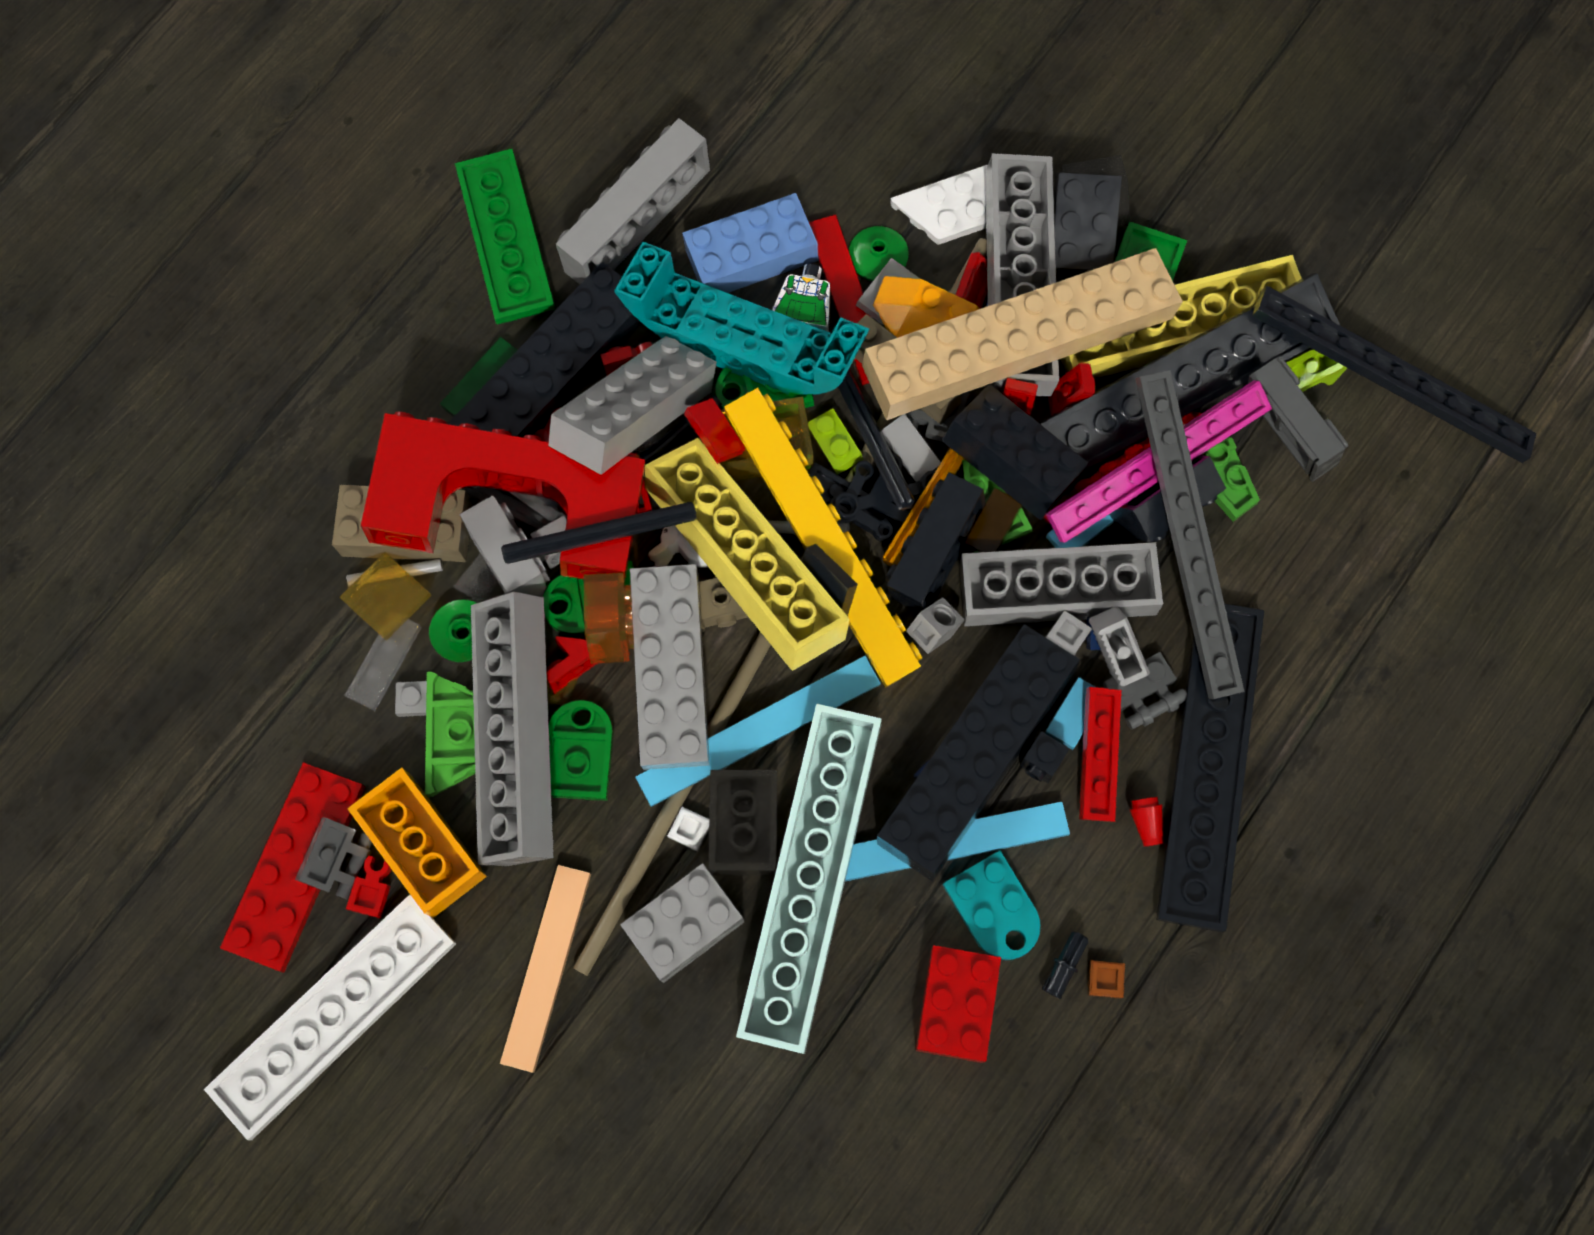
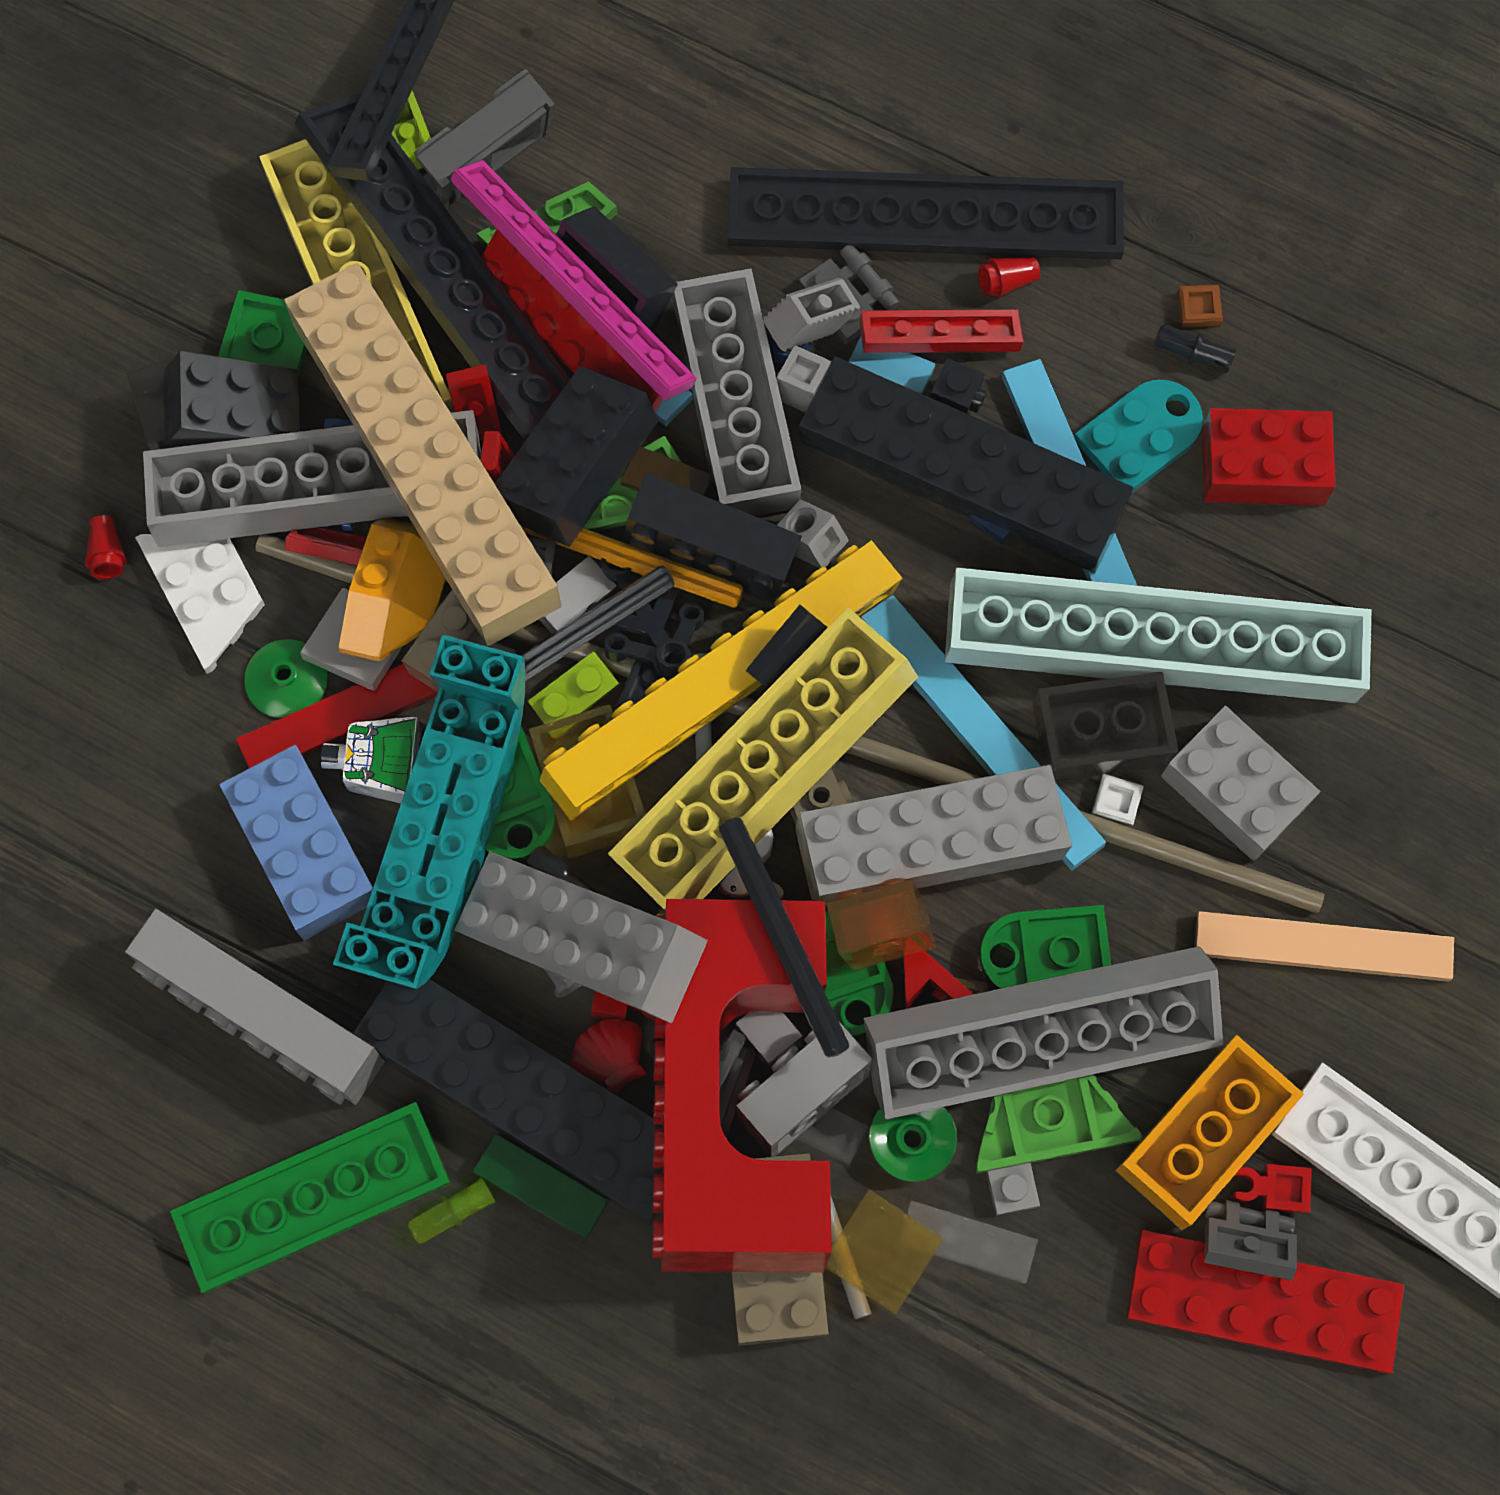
camera: 105 degrees left, 0 degrees up
(477, 322) = (450, 1212): none -> clear neon green axle
(618, 356) = (489, 995): red plate -> none
(714, 430) = (598, 829): red tile -> none
(991, 140) = (104, 550): none -> red cone
(1189, 534) = (662, 235): dark grey plate -> none

